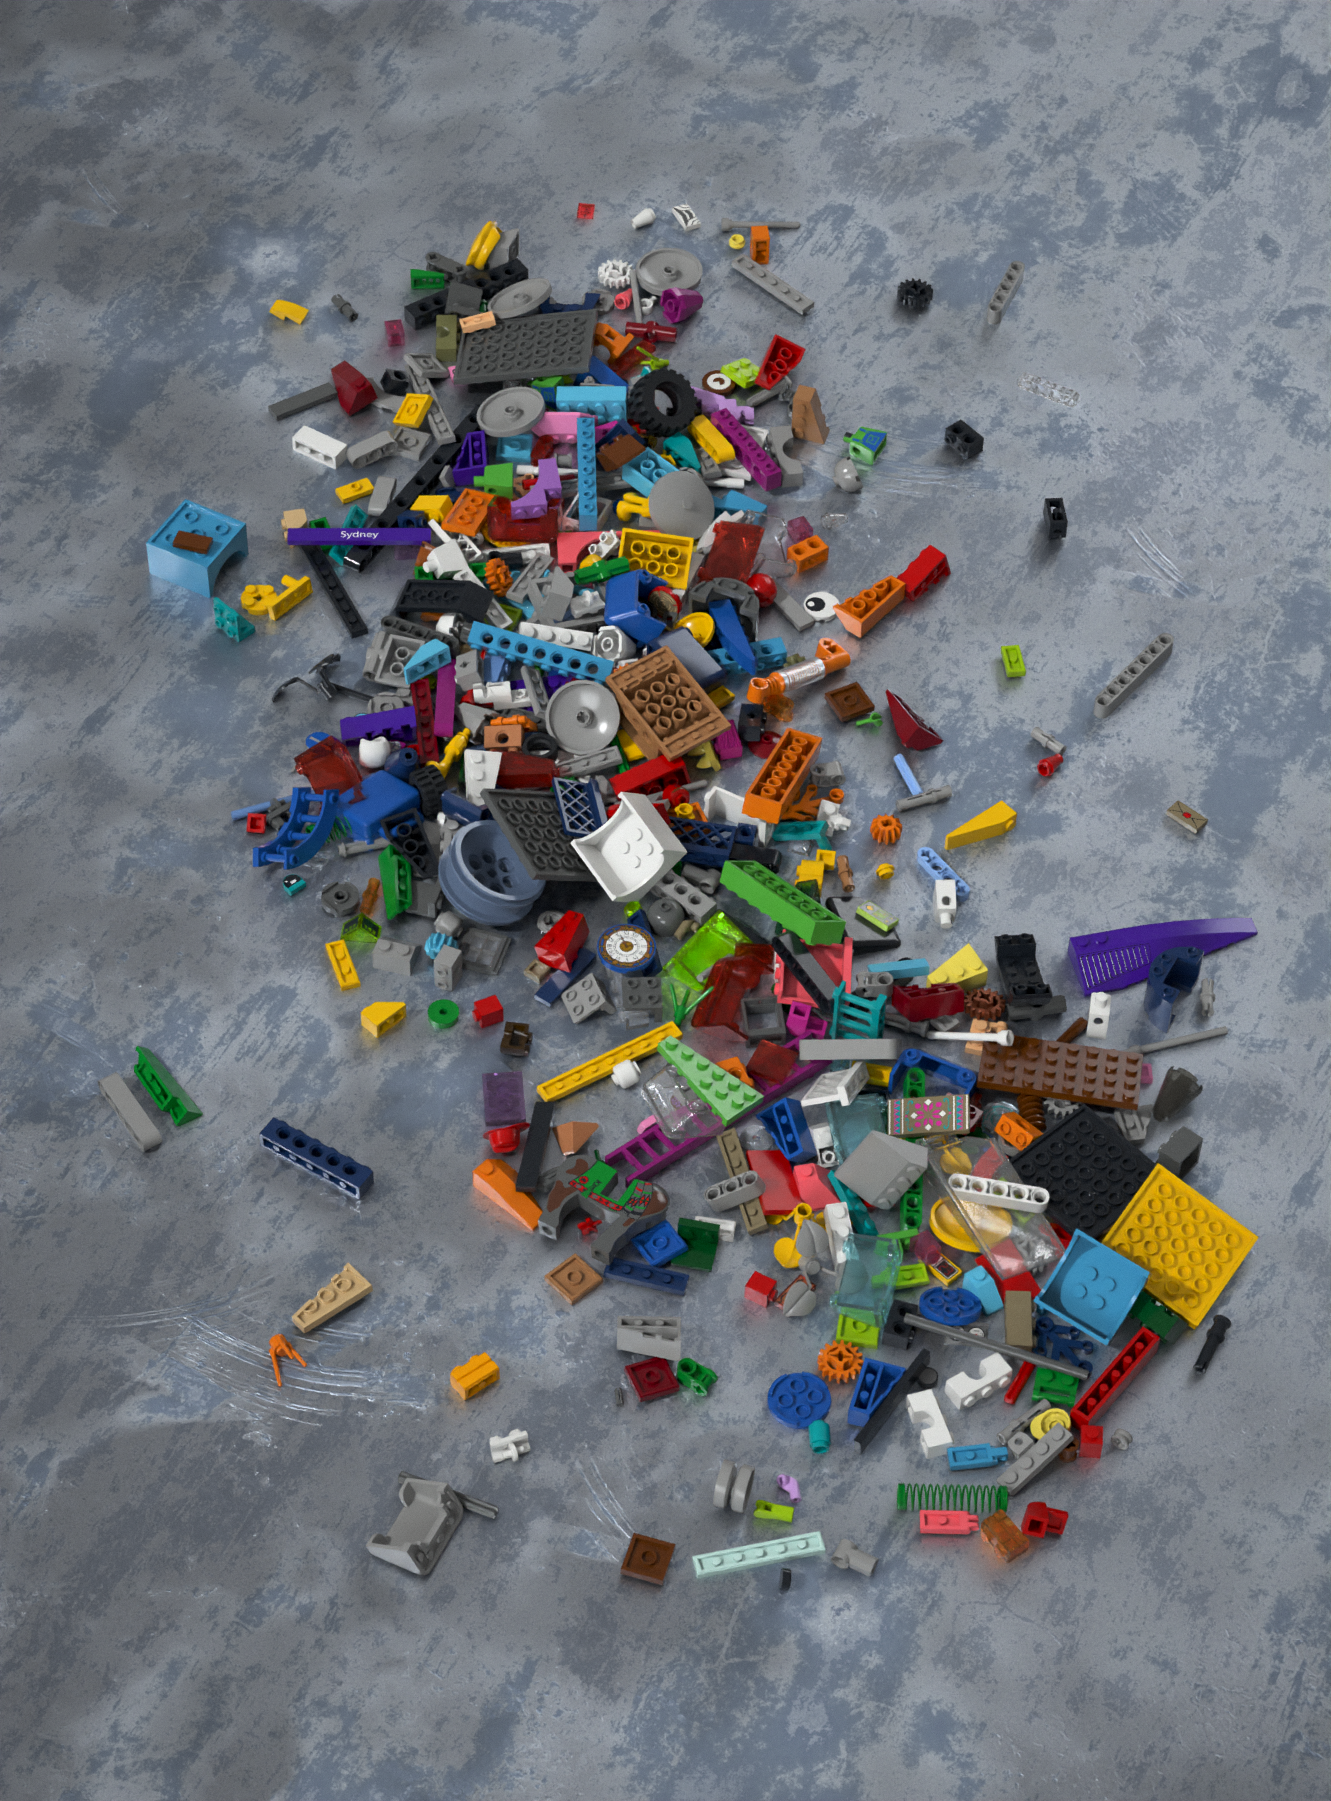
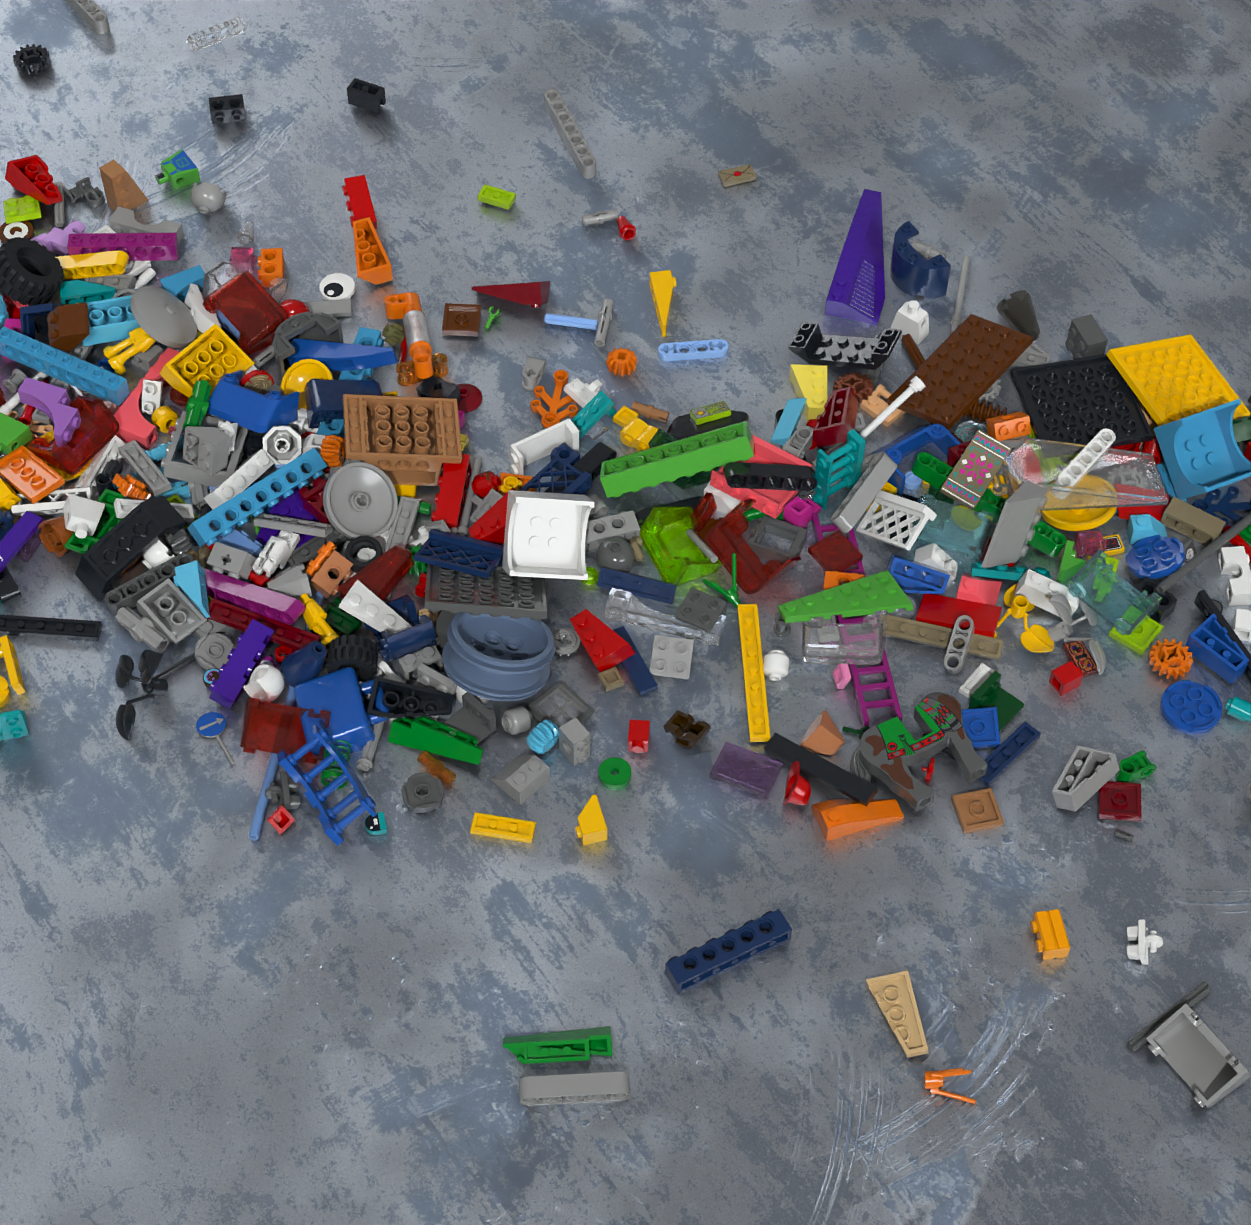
camera: 60 degrees left, 5 degrees up
(361, 930) = (472, 794): clear neon green slope -> none
(626, 948) = (643, 596): tile -> none
(782, 776) = (533, 394): orange brick -> none
(885, 871) = (666, 384): yellow plate -> none
(944, 902) = (732, 361): white torso -> none

